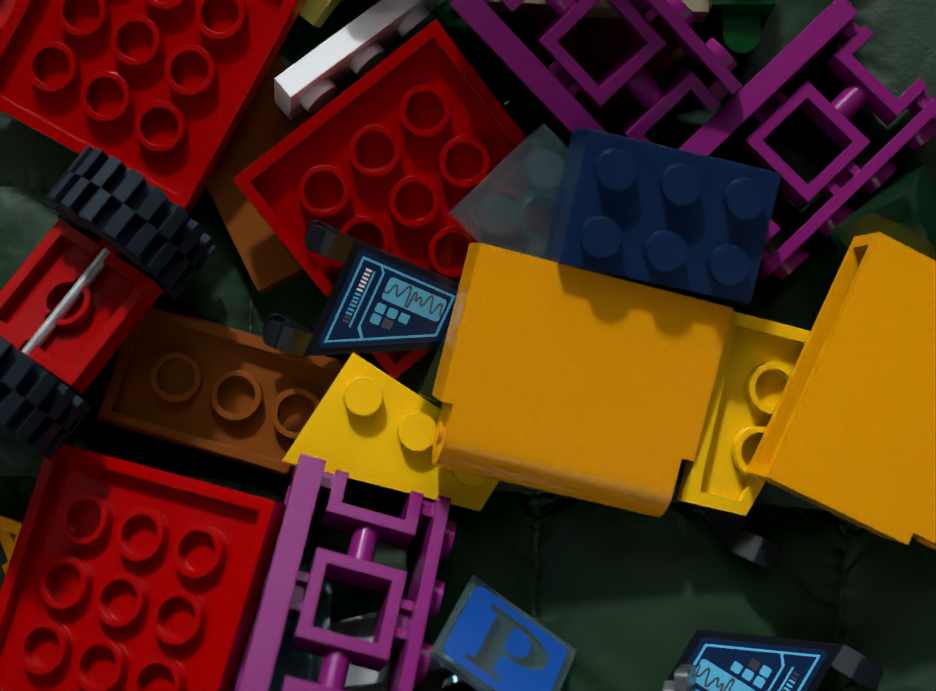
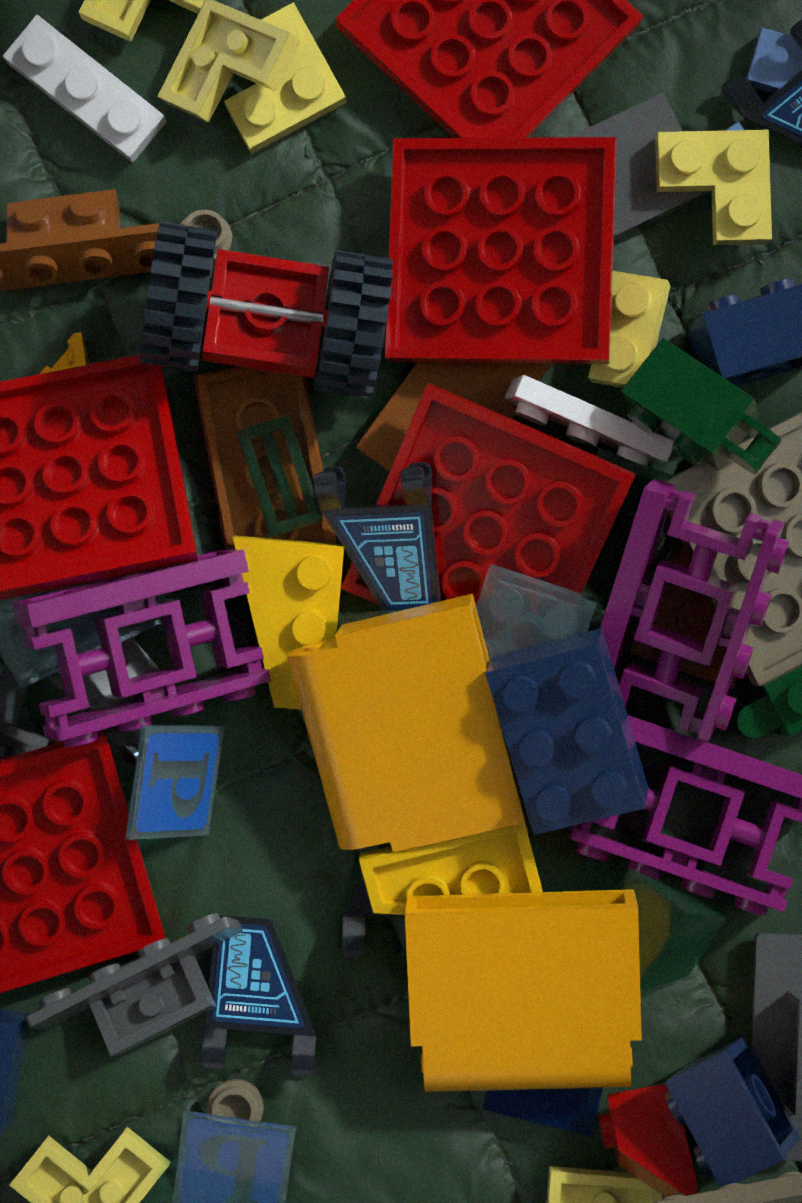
camera: 55 degrees right, 5 degrees up
(300, 391) = (294, 521): none -> clear green tile

